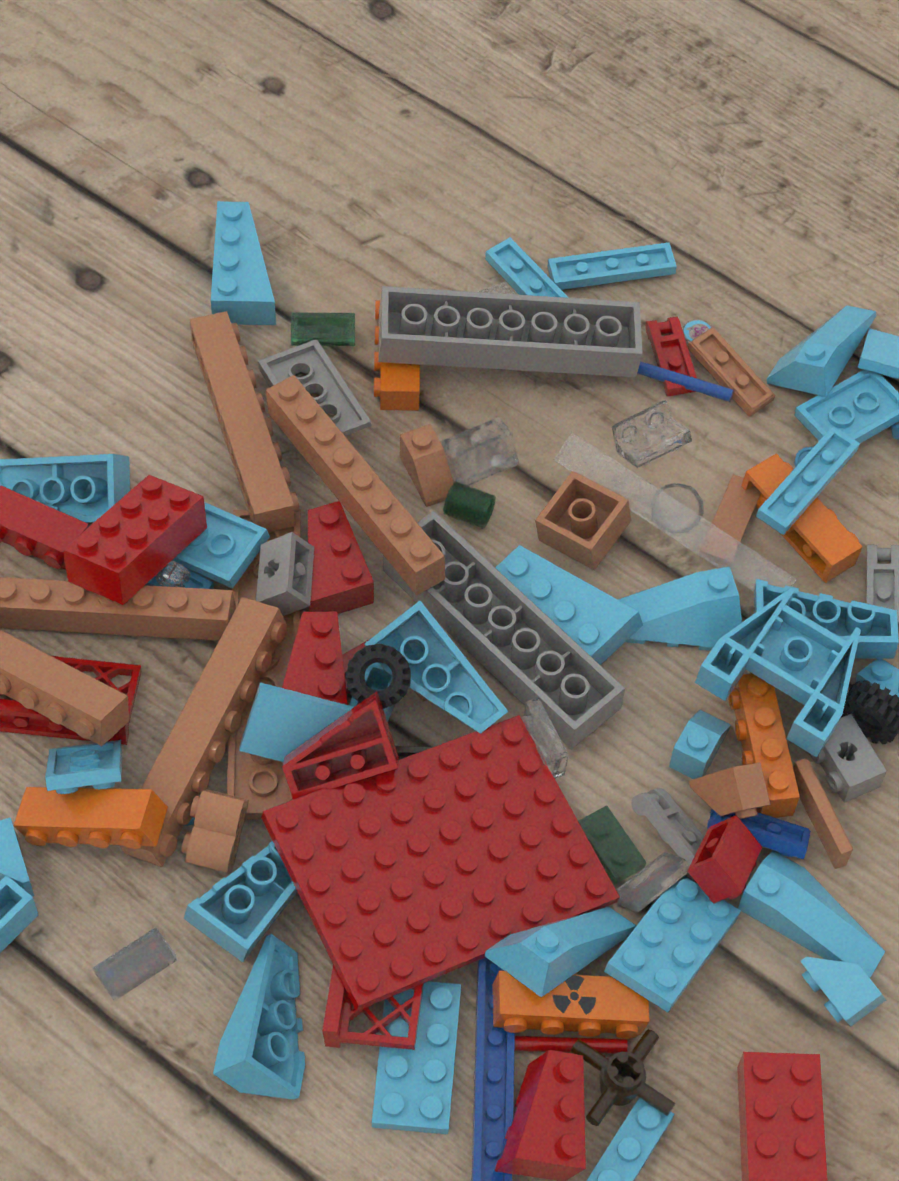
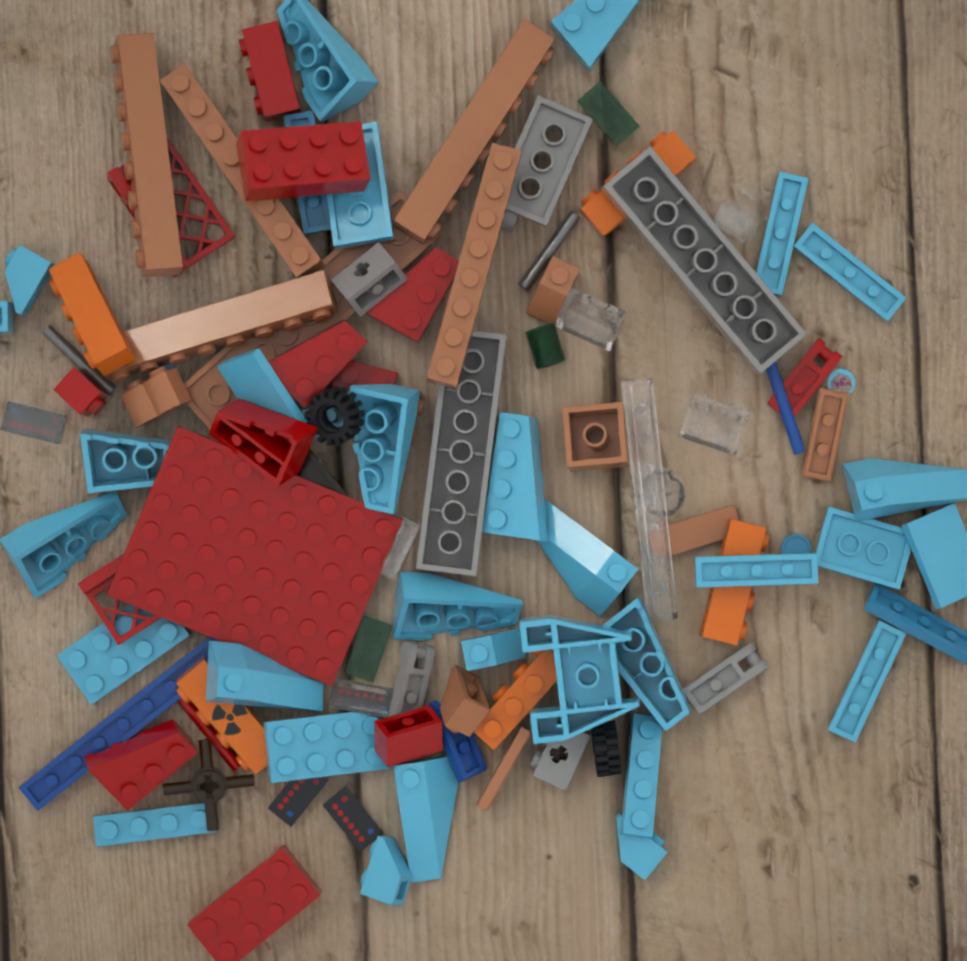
camera: 55 degrees right, 30 degrees up
(84, 766) = (116, 280): medium azure plate -> none
(118, 878) = (78, 359): none -> flat silver bar
(151, 885) = (81, 393): none -> red brick
(173, 575) = (308, 205): clear bush -> none
(391, 451) = (549, 250): none -> flat silver bar
(623, 752) = (436, 605): none -> medium azure wedge
(700, 1015) = (296, 798): none -> black tile
(763, 982) = (353, 818): none -> black tile

